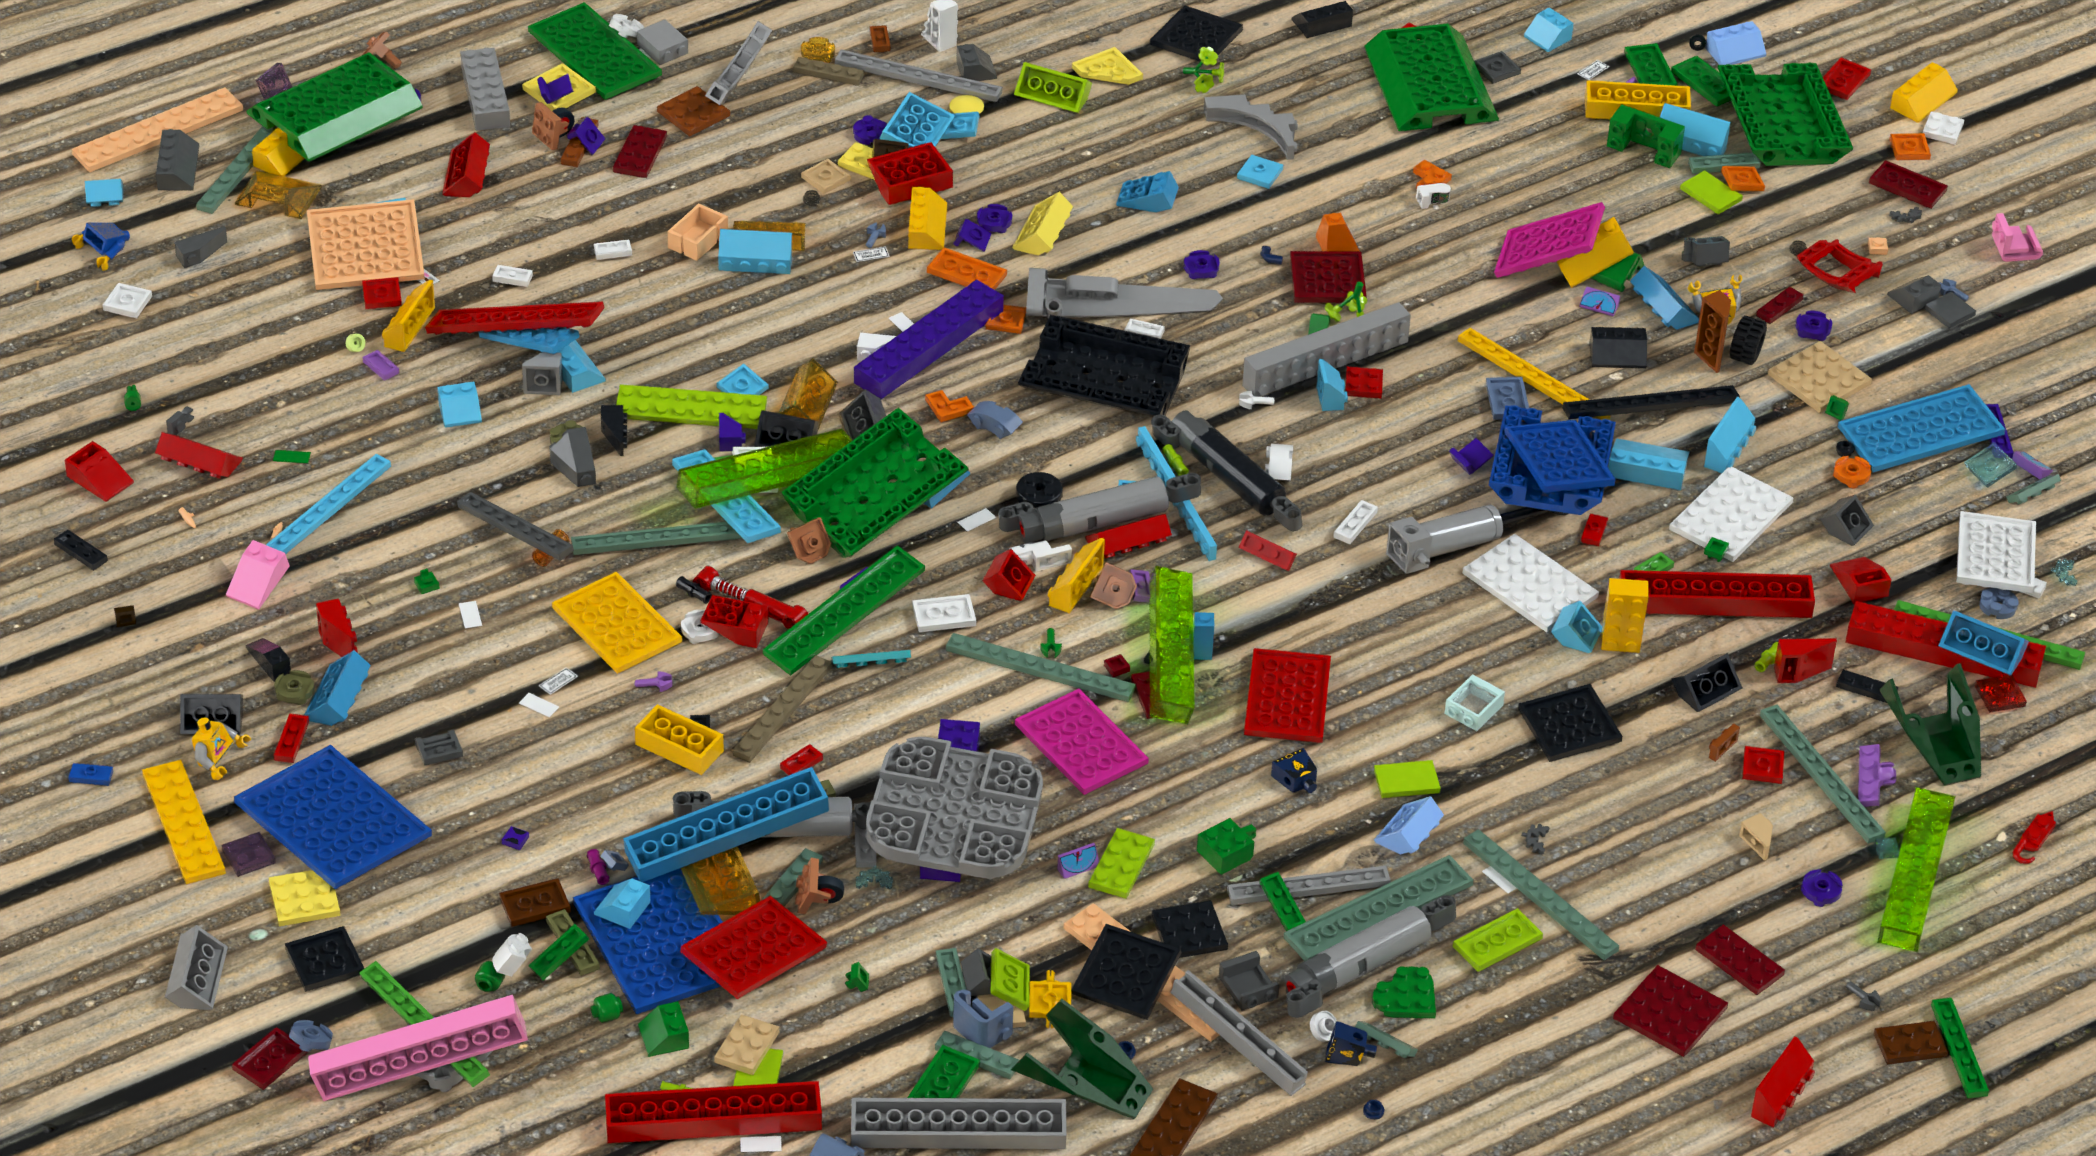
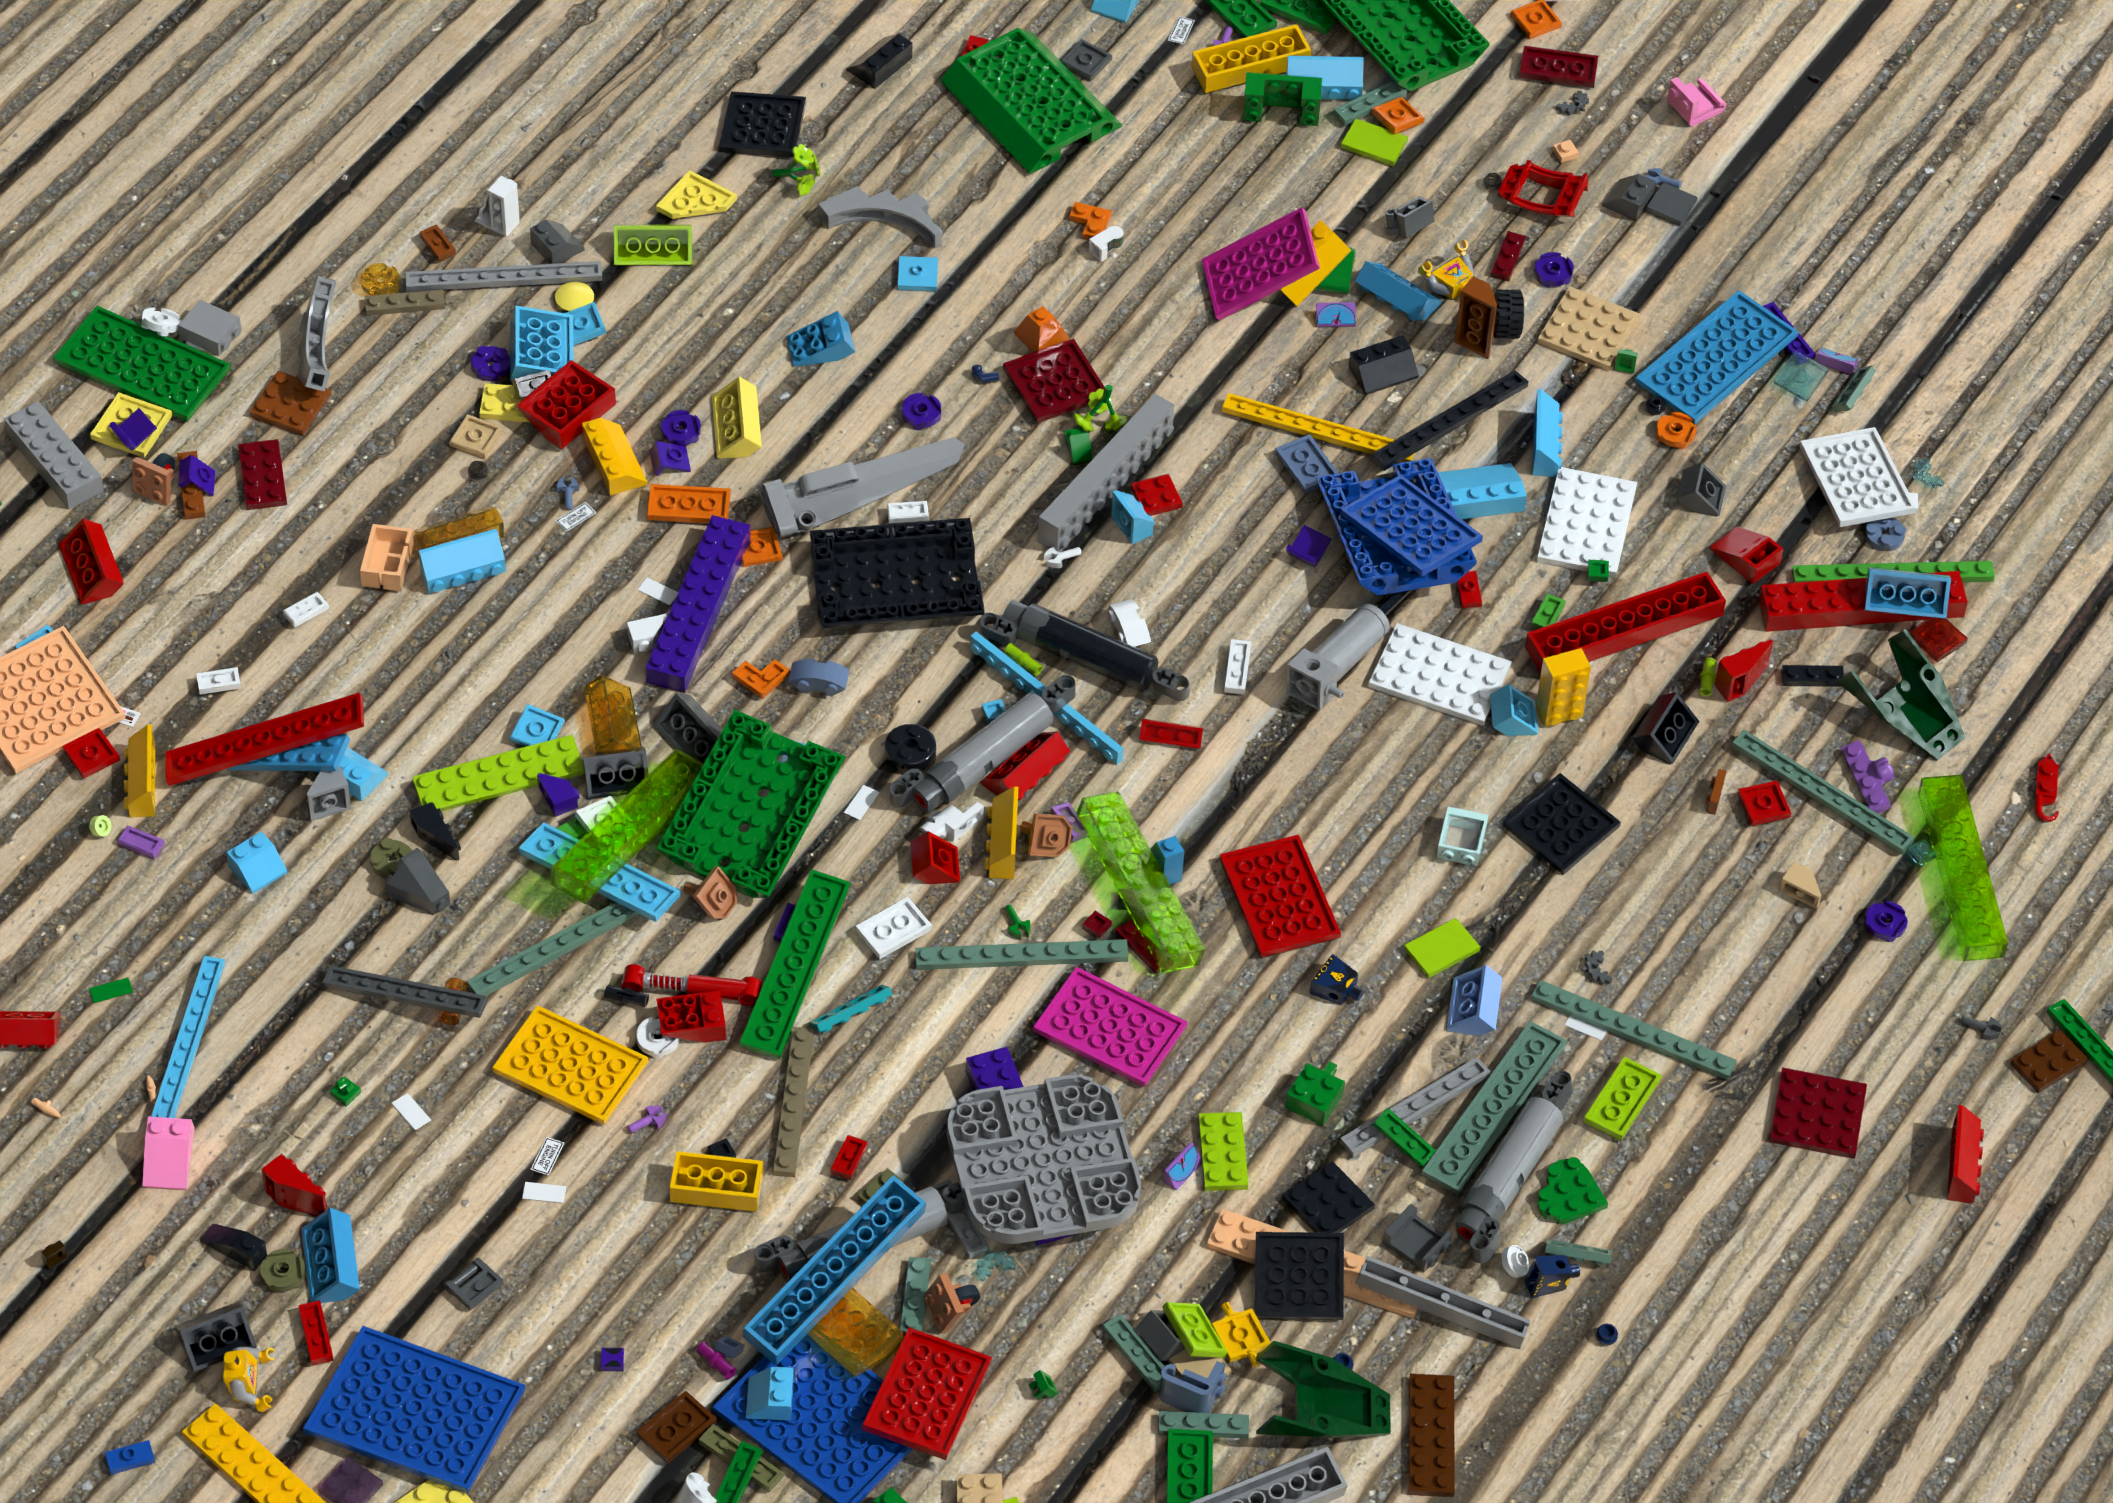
camera: 25 degrees left, 10 degrees up
(1740, 959) = (1852, 1030): dark red plate -> none

